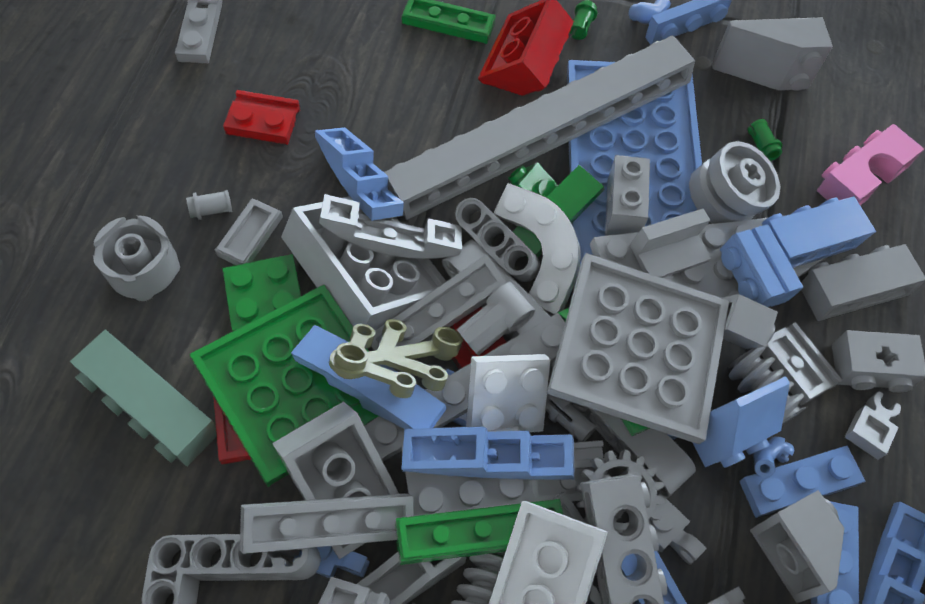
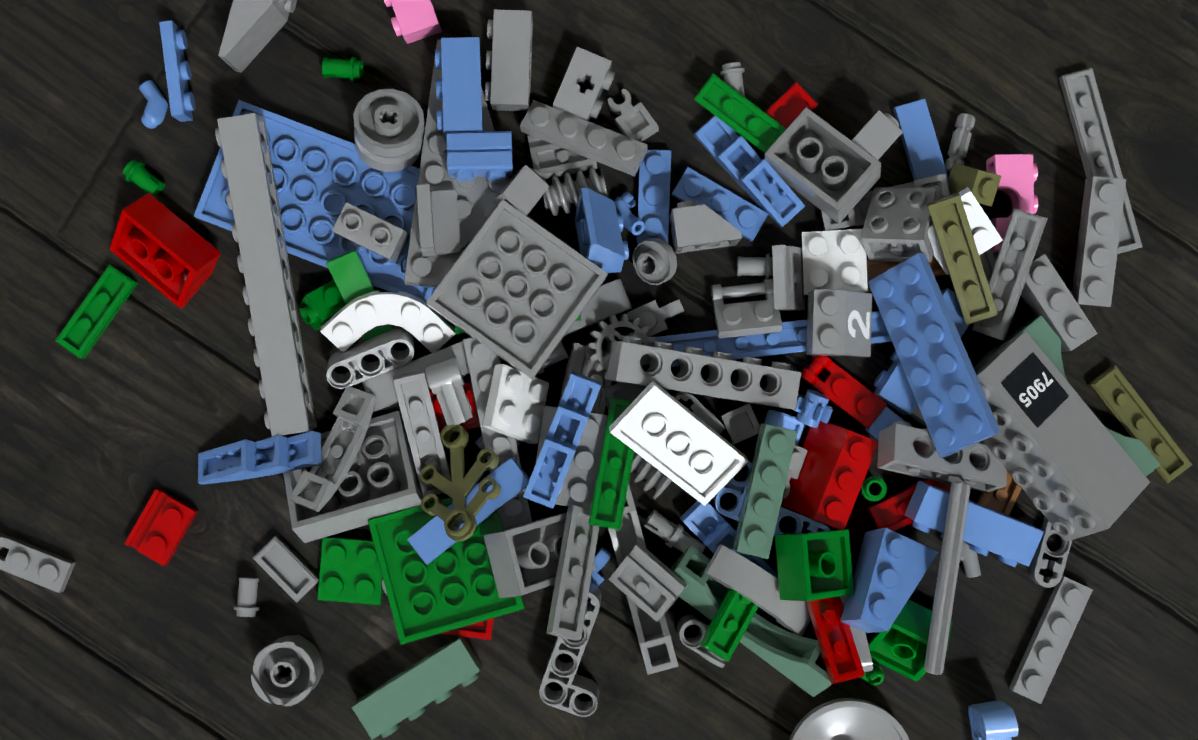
camera: 70 degrees left, 25 degrees up
(735, 504) = (654, 261): none -> light grey plate
(829, 380) = (584, 138): none -> light grey plate

